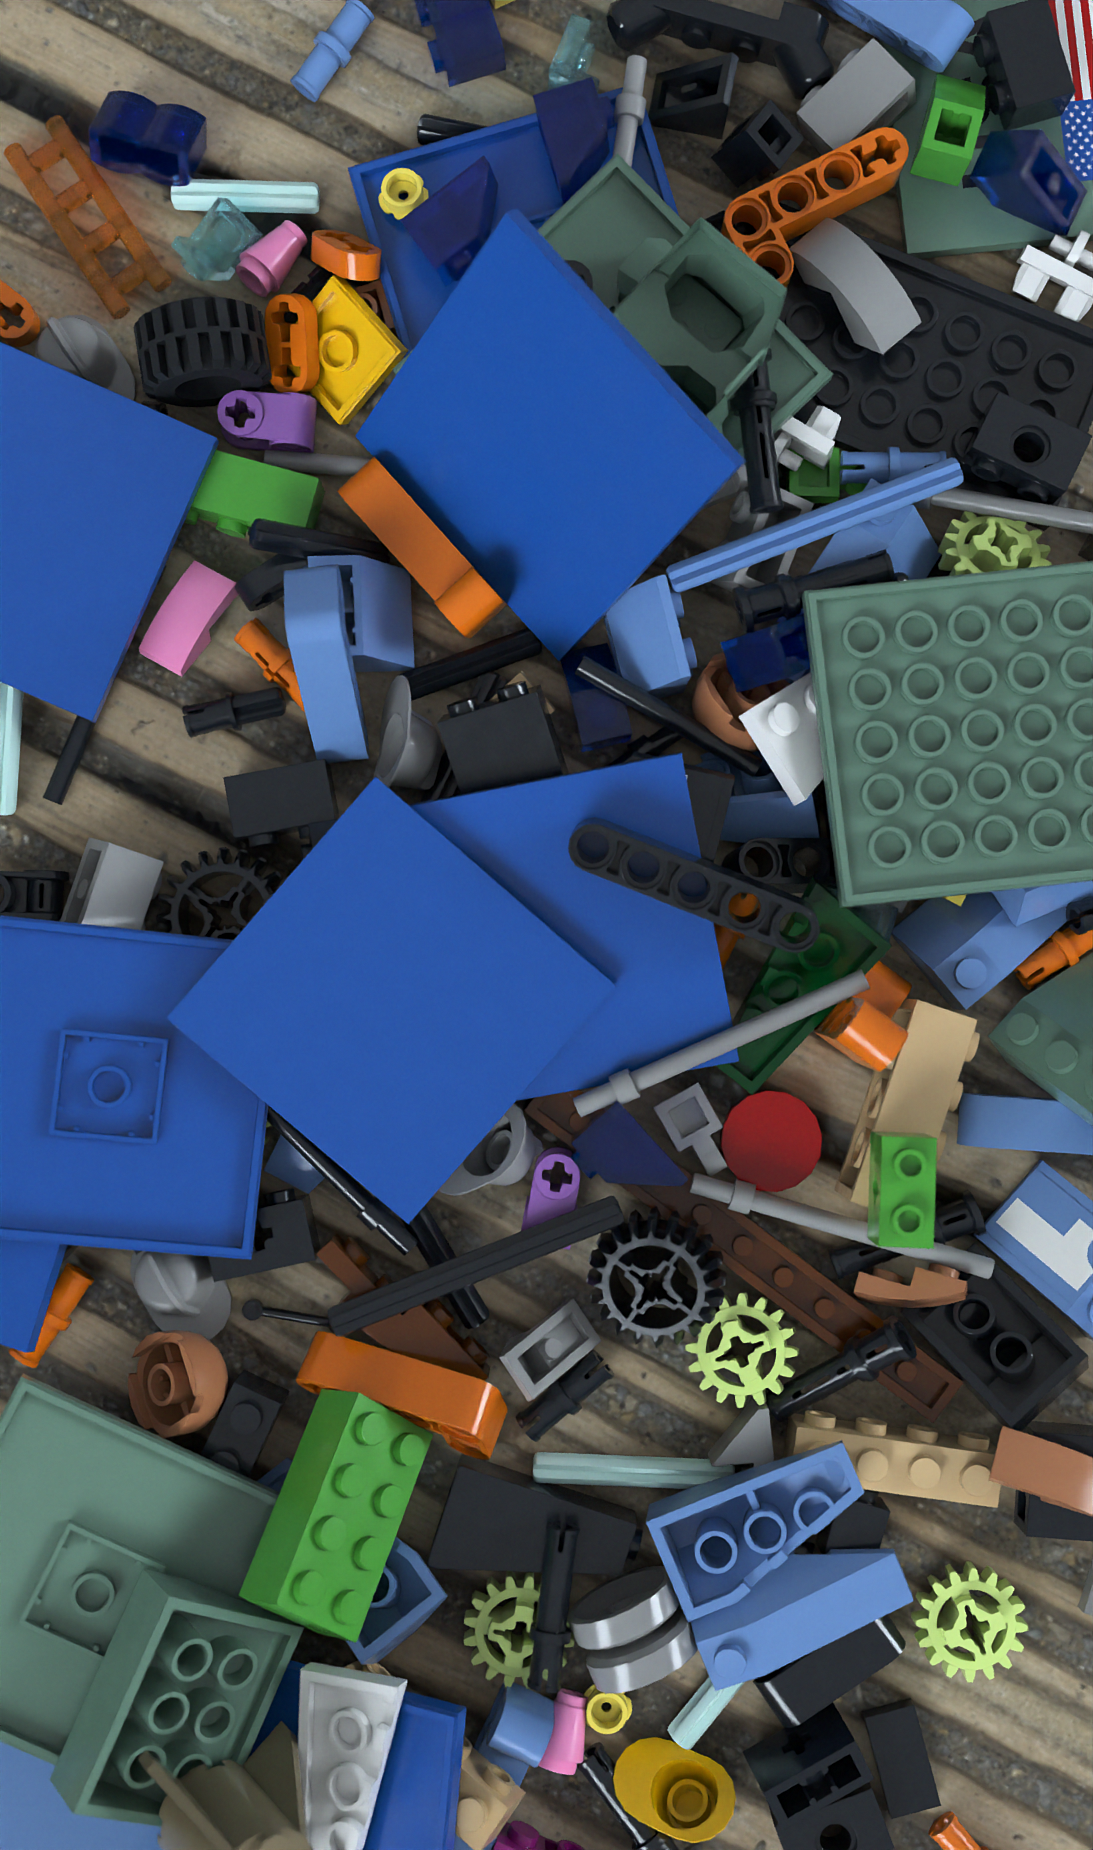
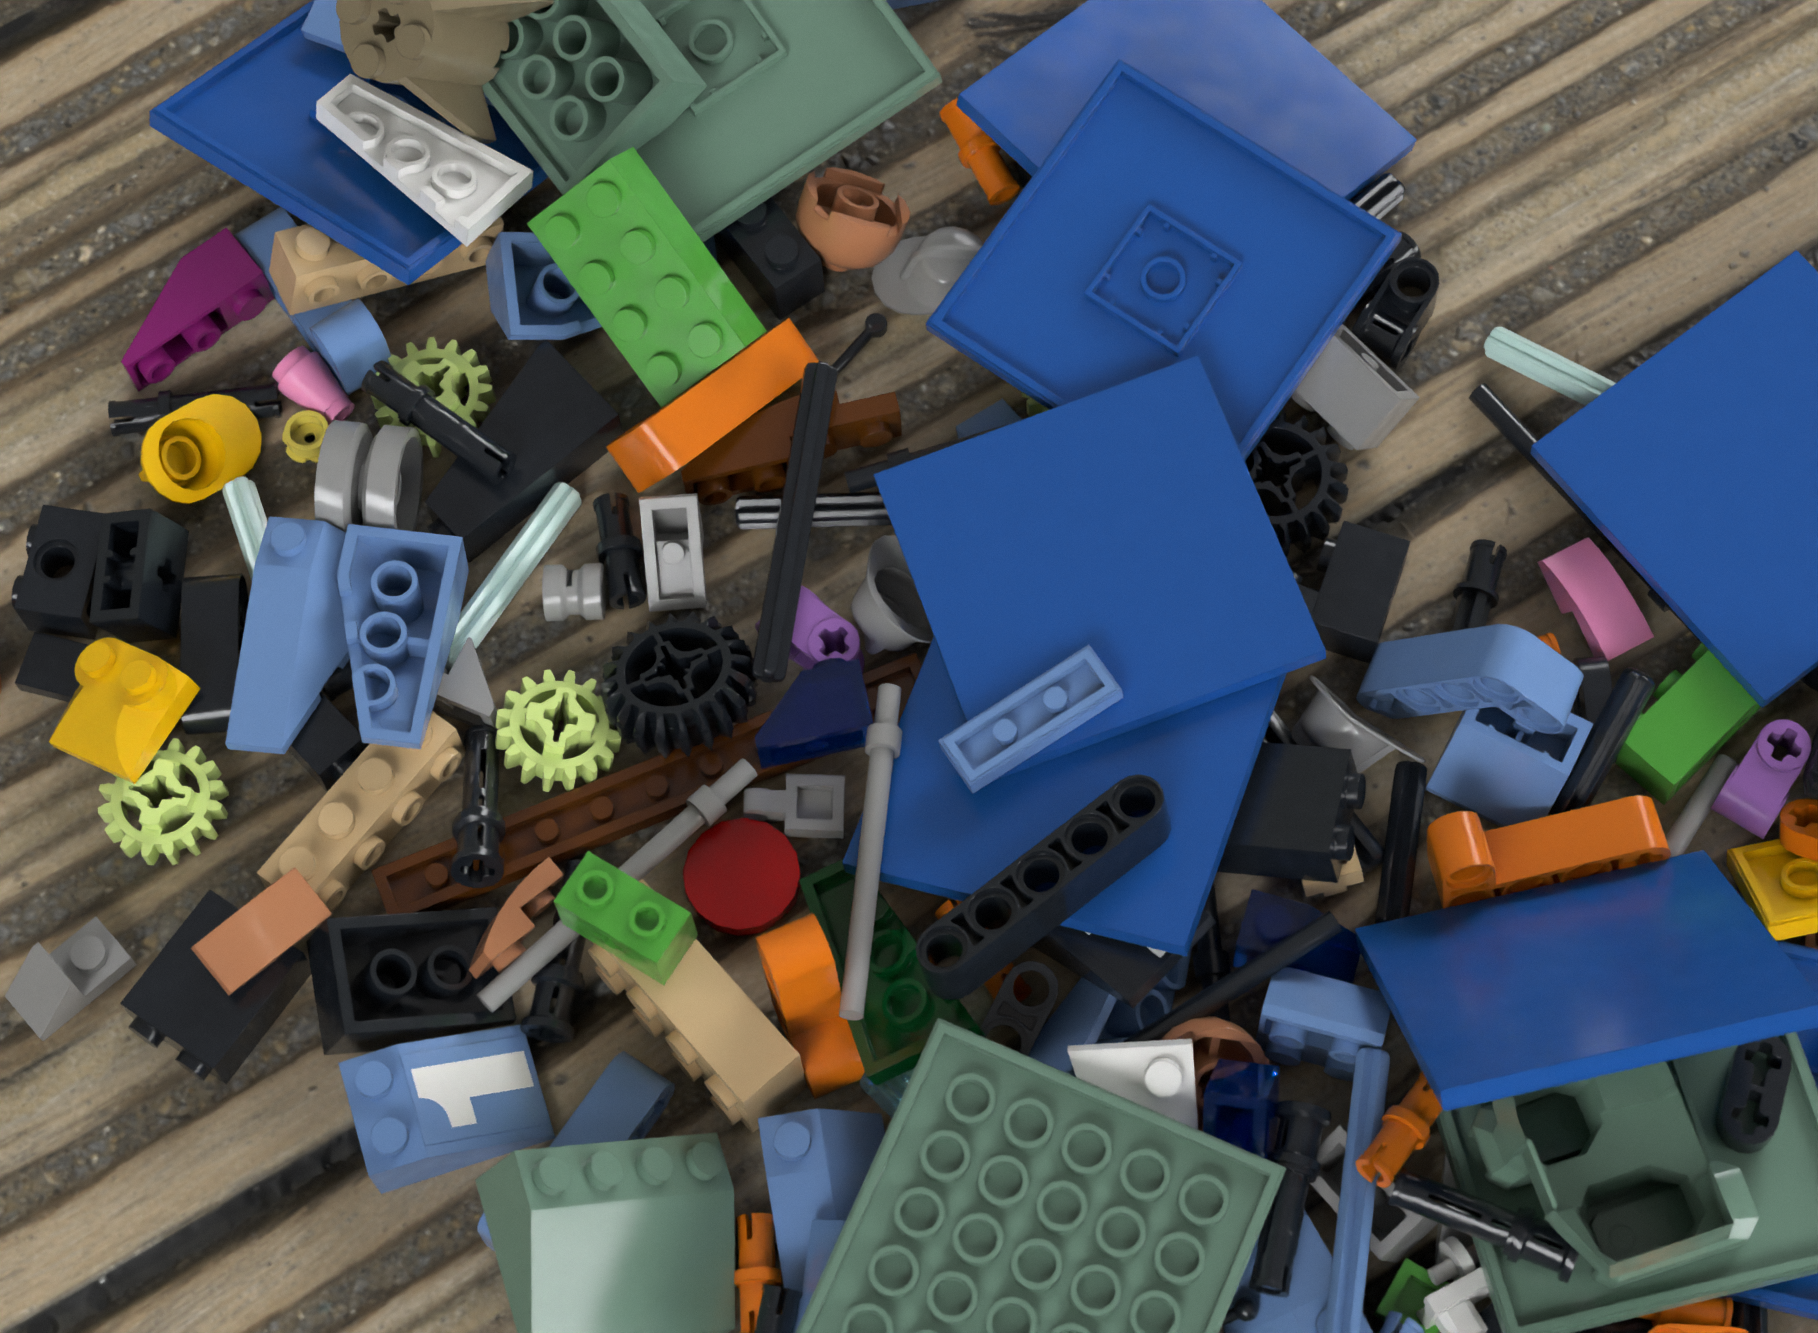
camera: 125 degrees right, 20 degrees down
(292, 1240) = (926, 386): black brick -> none
(555, 976) = (1031, 718): none -> medium blue tile
(621, 1409) = (574, 592): none -> light grey wheel
(732, 523) = (1403, 1130): none -> orange pin
(924, 1703) = (122, 707): none -> yellow slope

